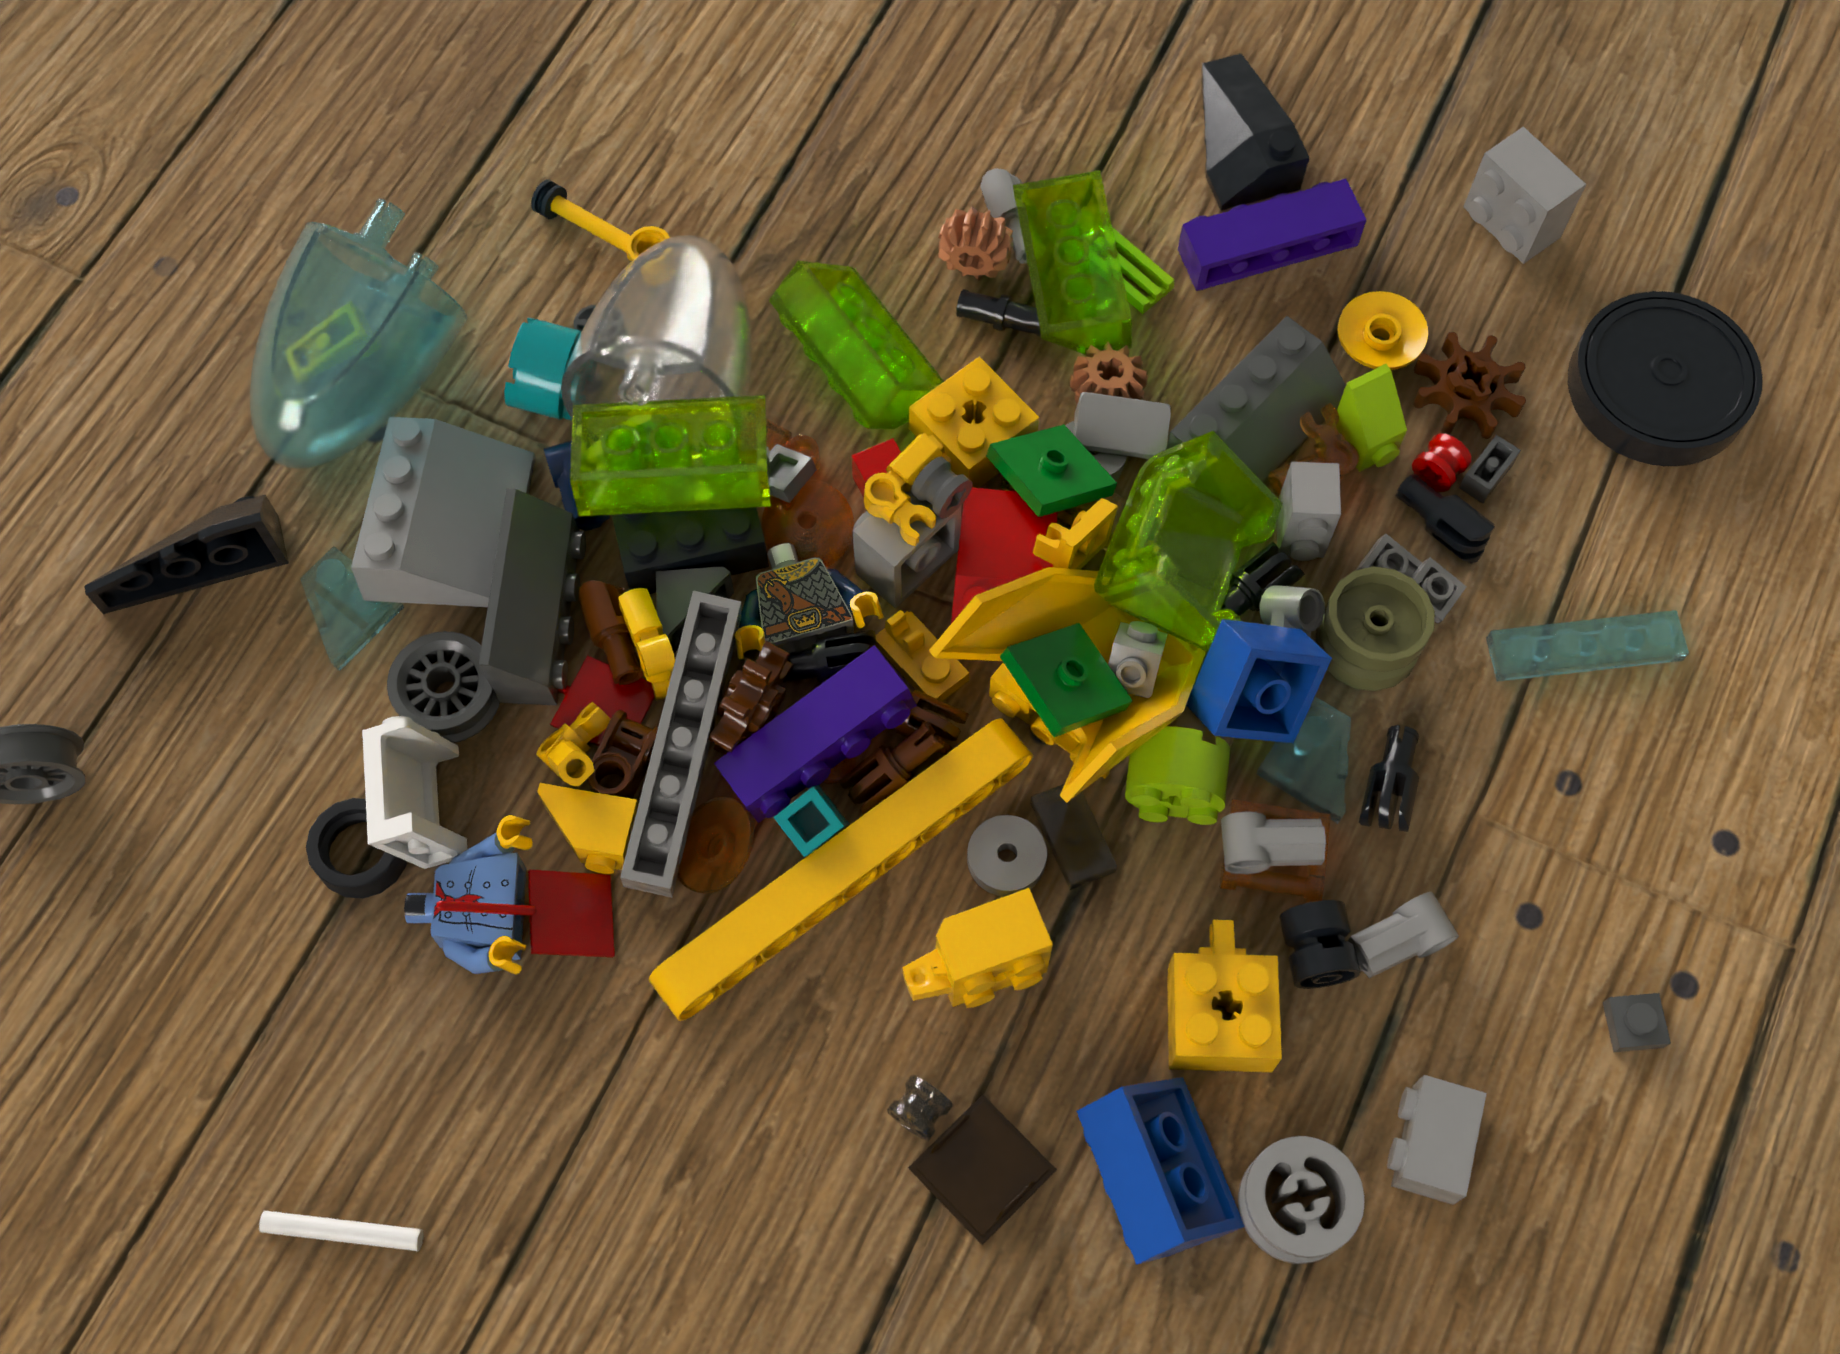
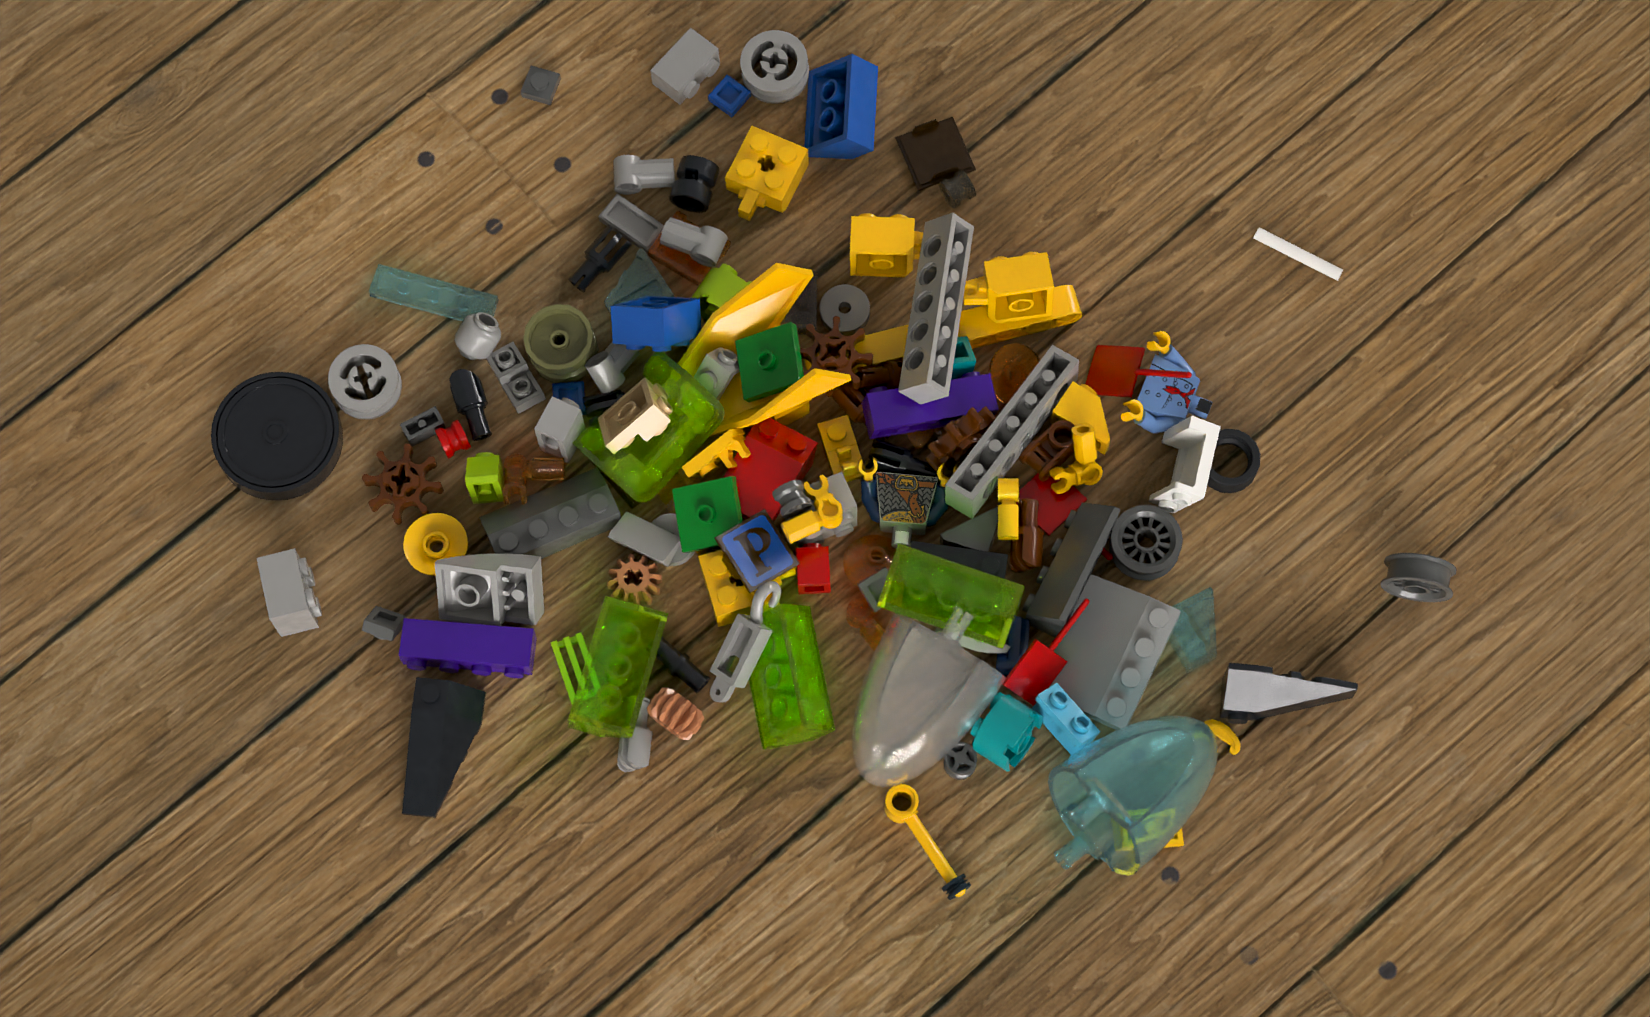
camera: 155 degrees left, 5 degrees up
(277, 496) = (1226, 734): none -> yellow piece
(475, 409) = (1065, 719): none -> medium azure bracket
(528, 451) = (1040, 664): none -> red piece
(758, 930) = (1013, 288): none -> yellow hinge
(858, 845) = (936, 309): none -> light grey brick
(928, 344) = (746, 641): none -> light grey piece
(969, 430) = (756, 551): none -> piece
(995, 754) = (836, 344): none -> reddish brown gear
(1214, 540) = (639, 412): none -> tan plate
(1278, 290) = (490, 589): none -> light grey slope
(1322, 574) = (572, 390): none -> blue tile
(1347, 1126) = (729, 95): none -> blue tile
(1377, 861) = (631, 222): none -> light grey tile
(1388, 222) = (383, 623): none -> dark grey plate
(1492, 598) = (477, 336): none -> light grey head
(1610, 469) = (344, 387): none -> light grey wheel

